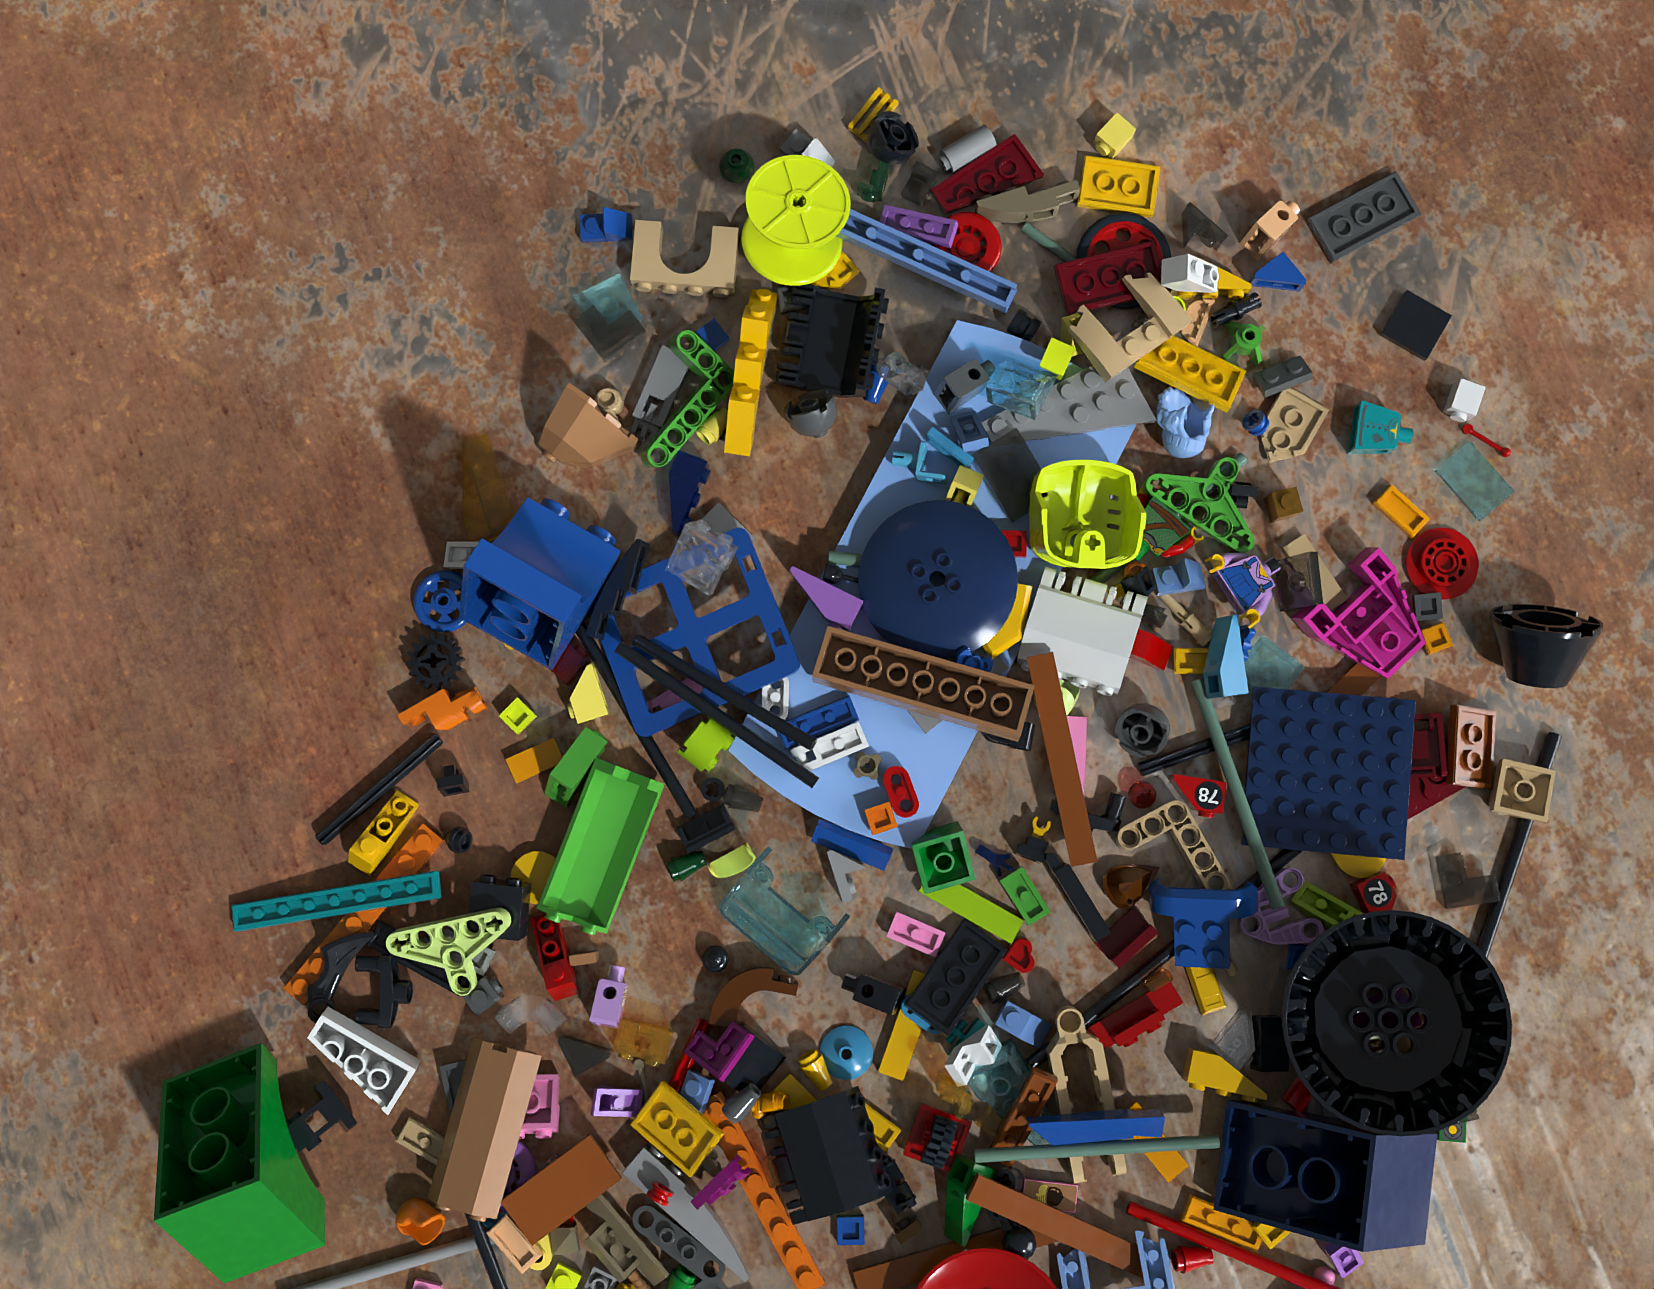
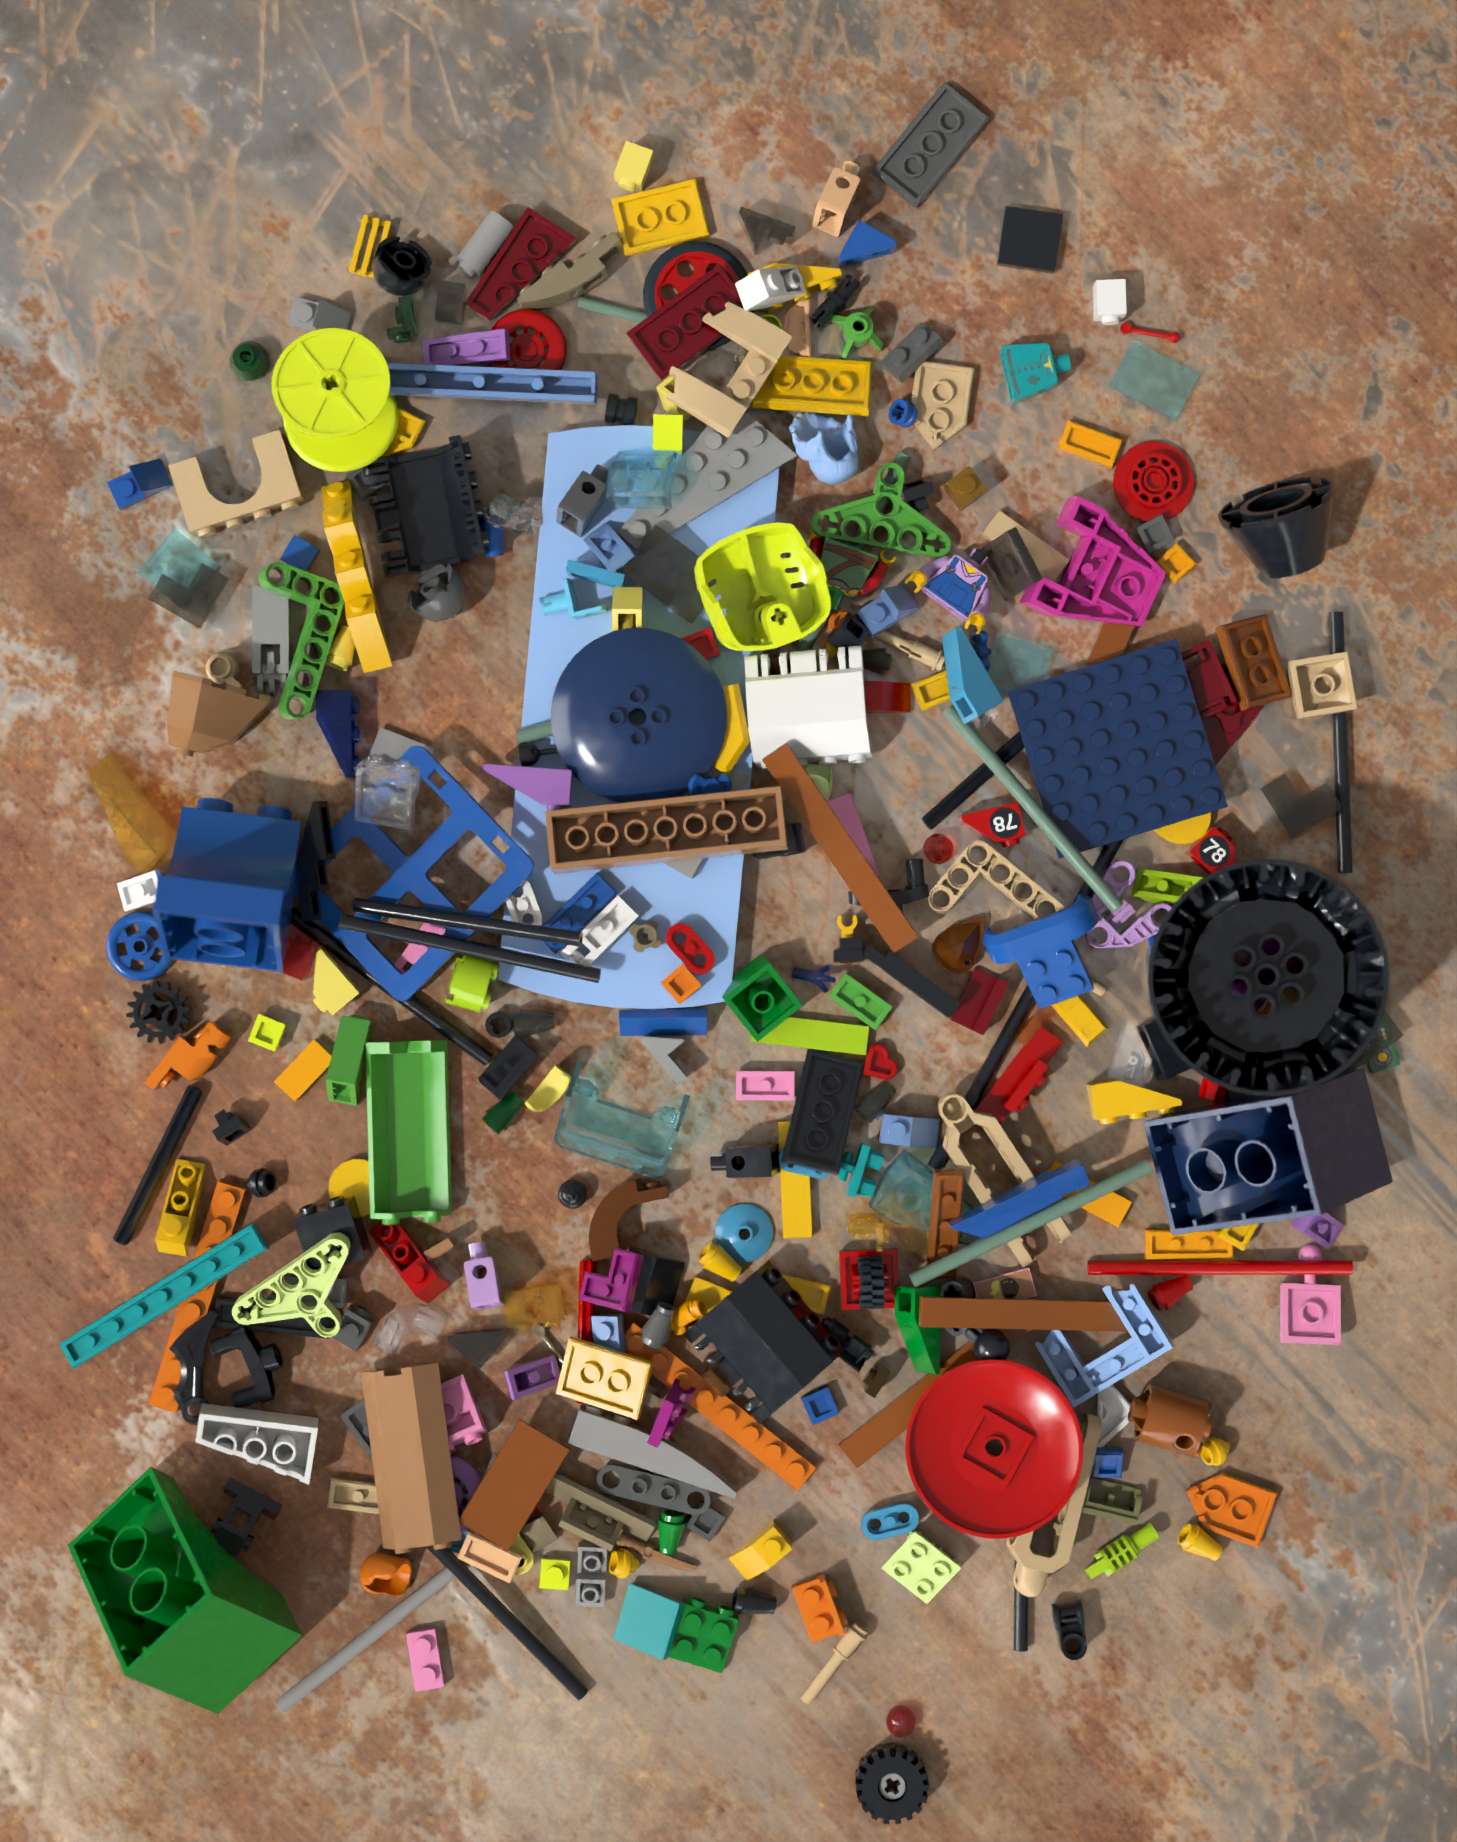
camera: 20 degrees left, 5 degrees up
(660, 1193) = (613, 1447): red bush -> none
(973, 1052) = (871, 1177): white slope -> none
(1142, 730) = (911, 783): dark grey cylinder -> none

